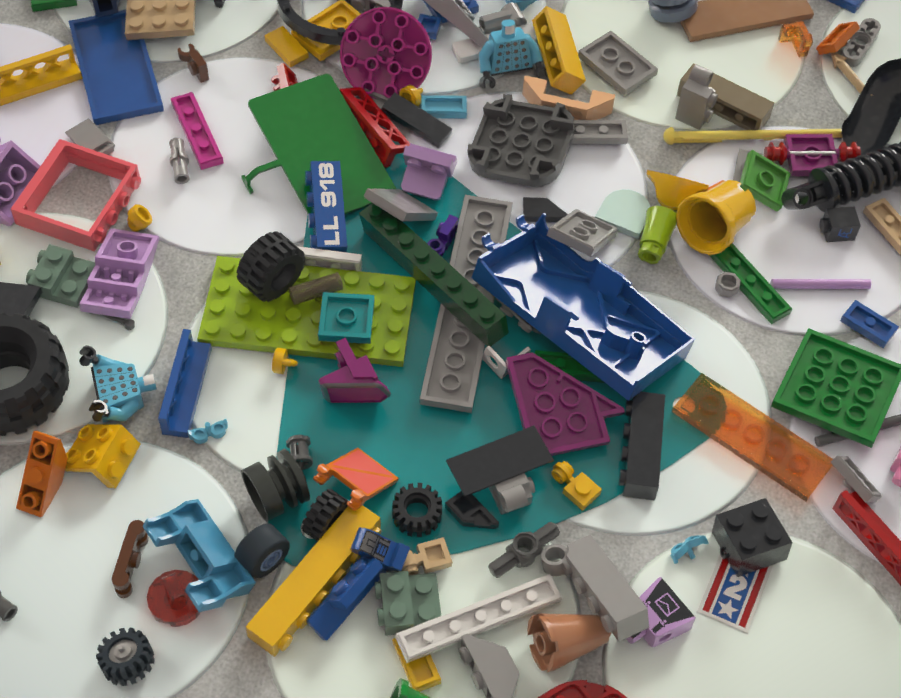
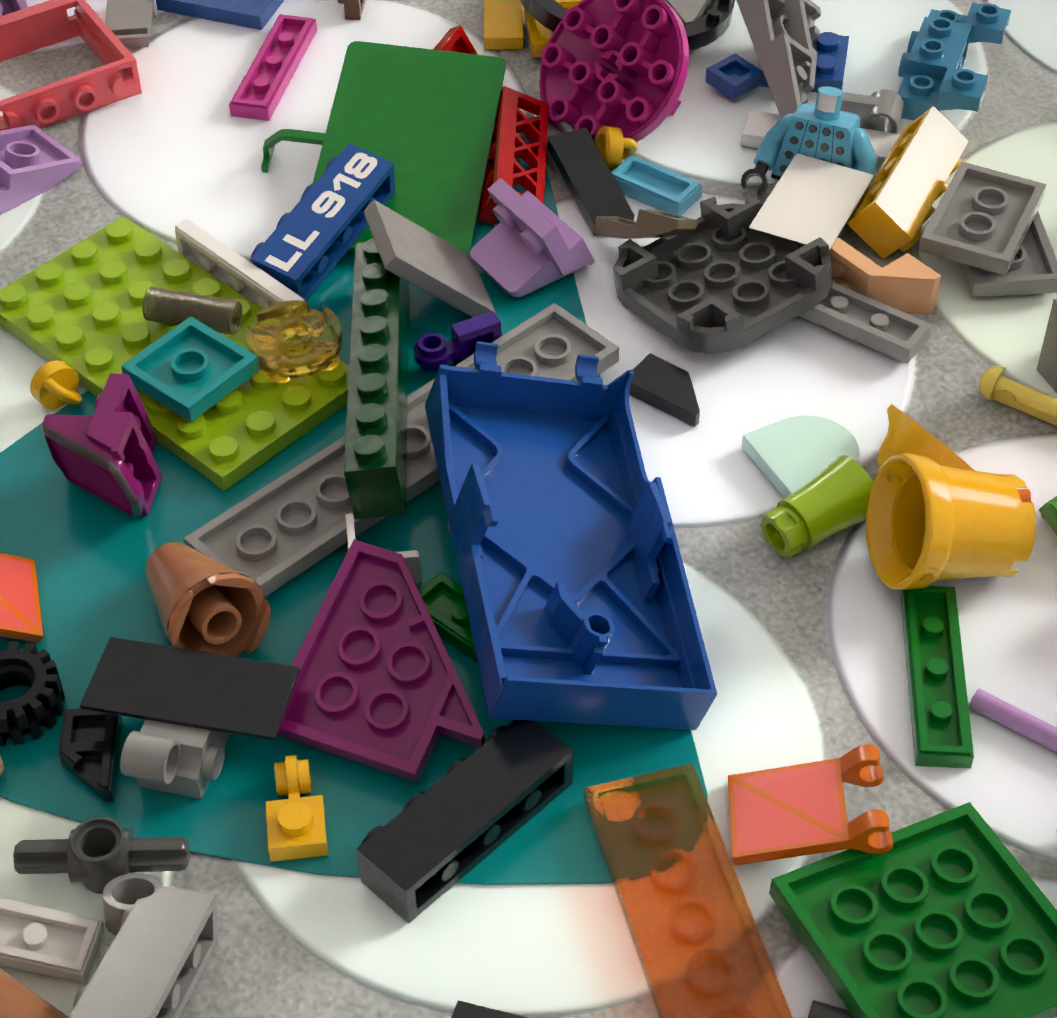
camera: 40 degrees right, 10 degrees down
(138, 218) = (80, 126): yellow tile -> none
(177, 150) = (206, 87): light grey pin -> none
(270, 266) = (140, 211): black tyre -> none
(381, 289) = (317, 343): none -> clear yellow plate
(458, 420) = (206, 602): none -> nougat cone
(478, 130) = (648, 225): none -> dark tan slope
(531, 83) = (811, 201): none -> white sticker
(582, 232) = (684, 438): light grey tile -> none
(607, 54) = (982, 218): none -> light grey plate
(727, 284) = (883, 653): light grey tile -> none
(754, 368) = (804, 809): none -> flag

